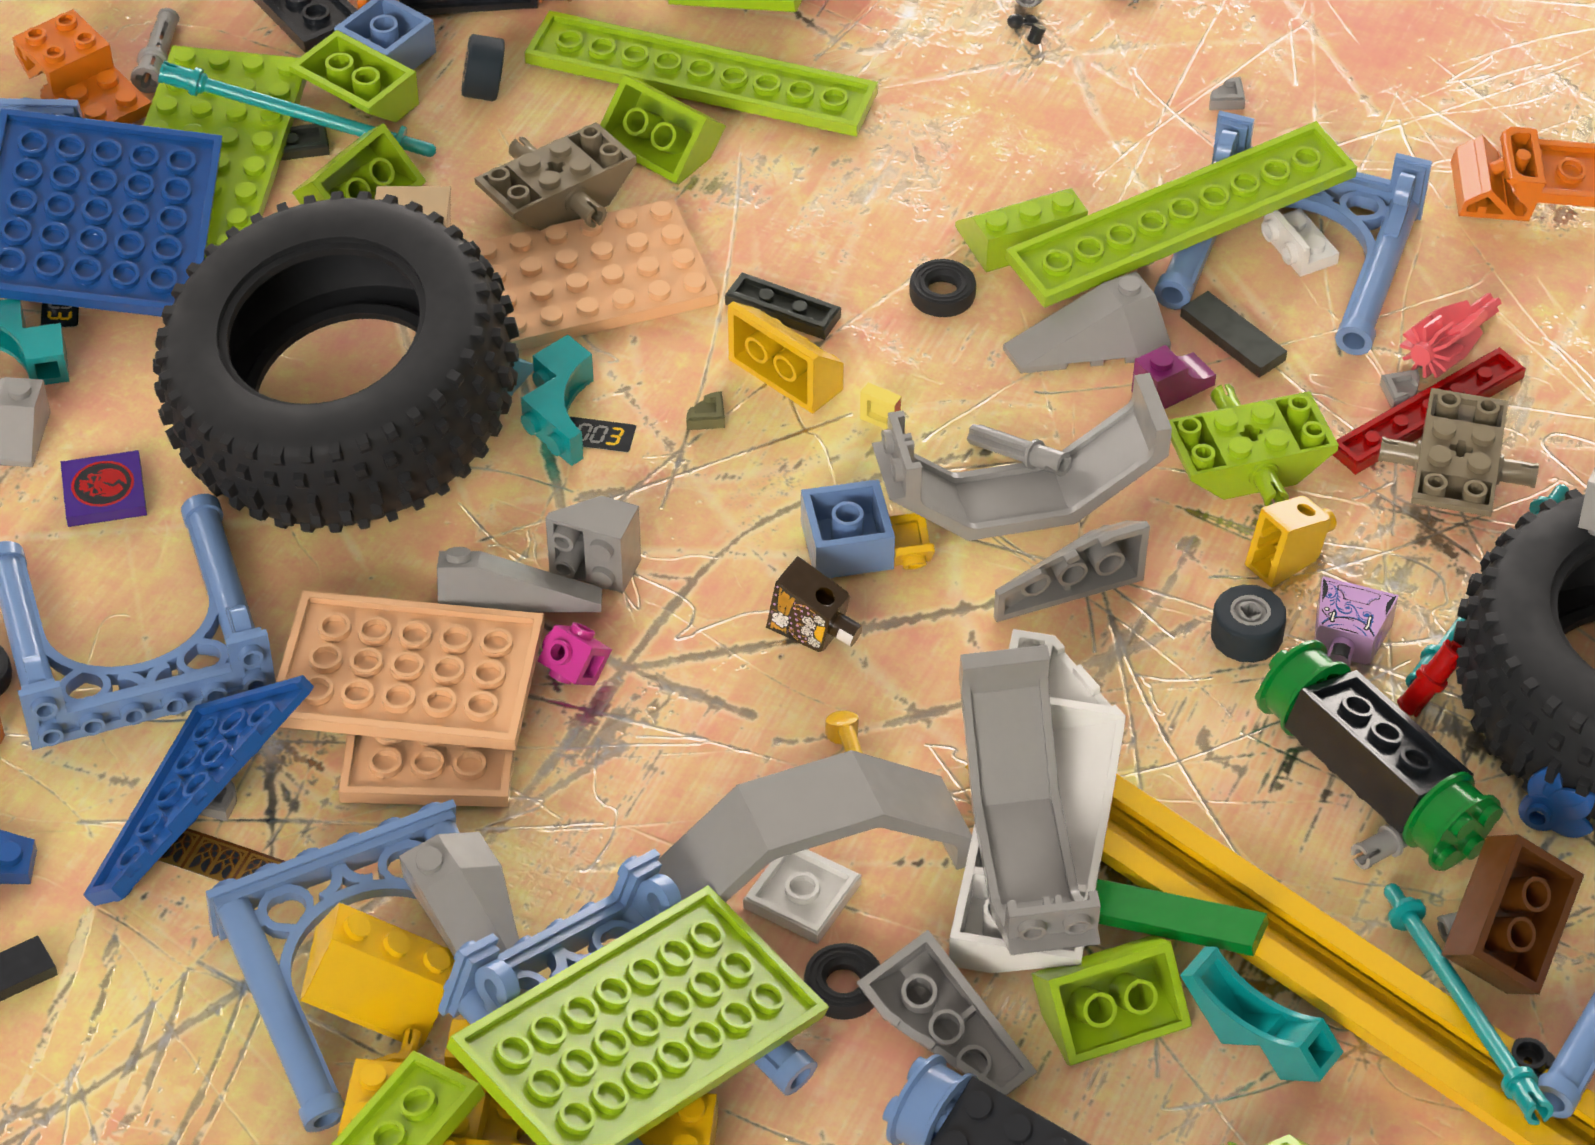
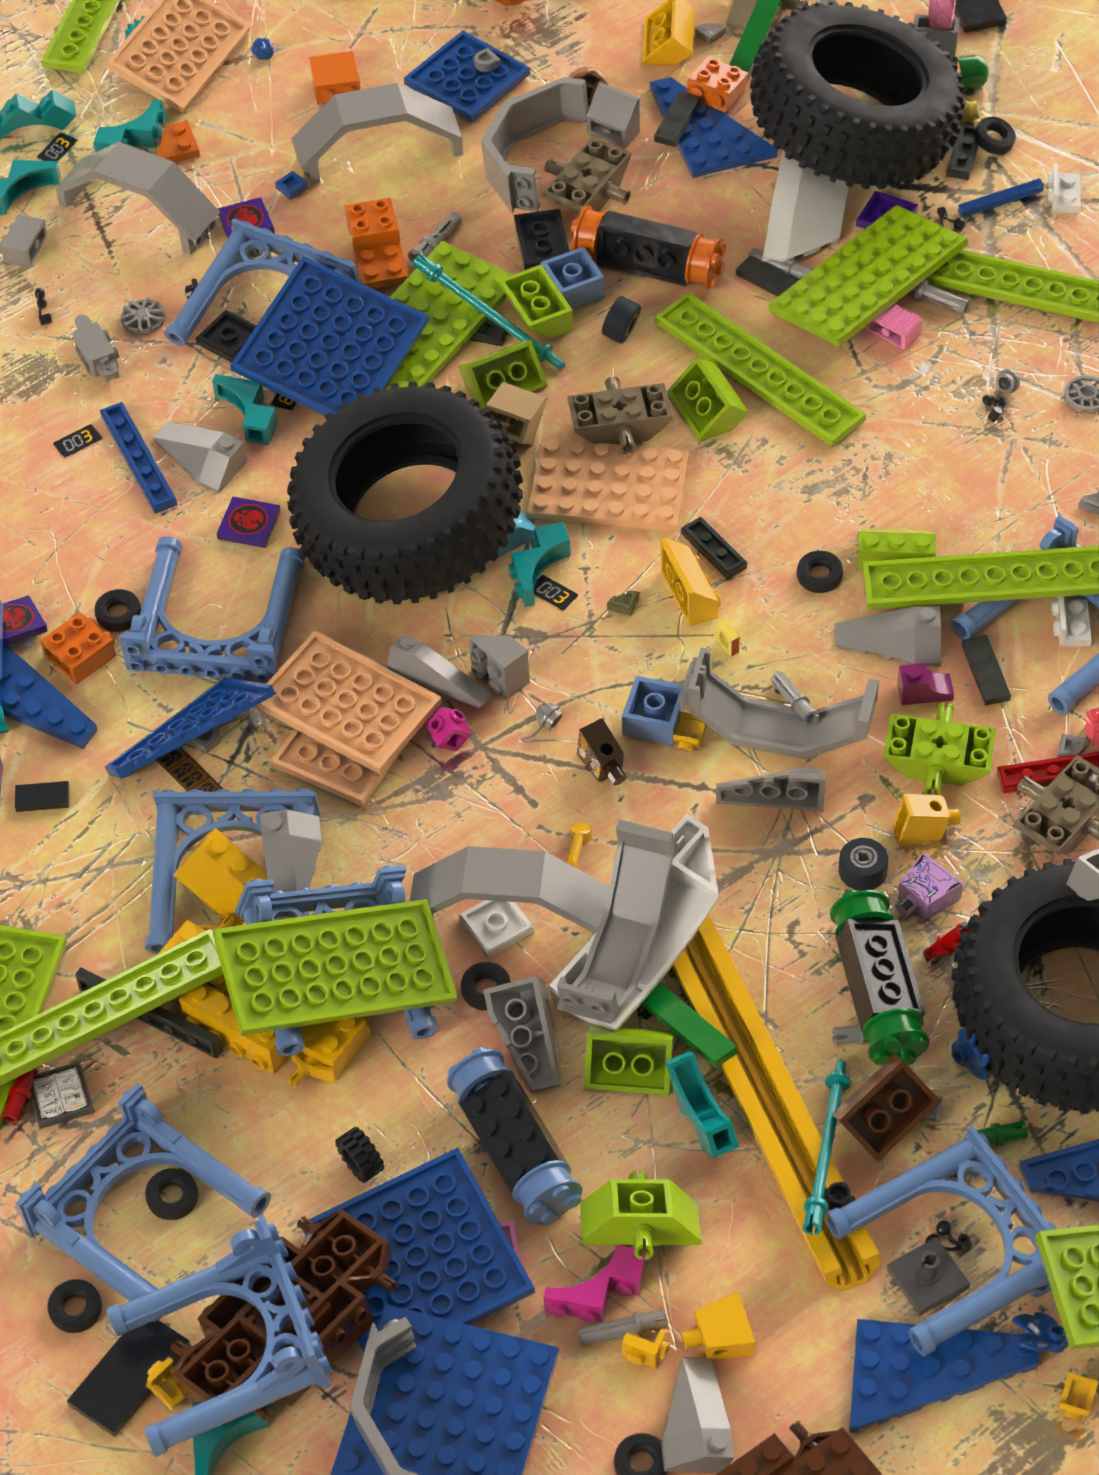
camera: 30 degrees right, 5 degrees up
(700, 588) = (548, 715): none -> light grey plate

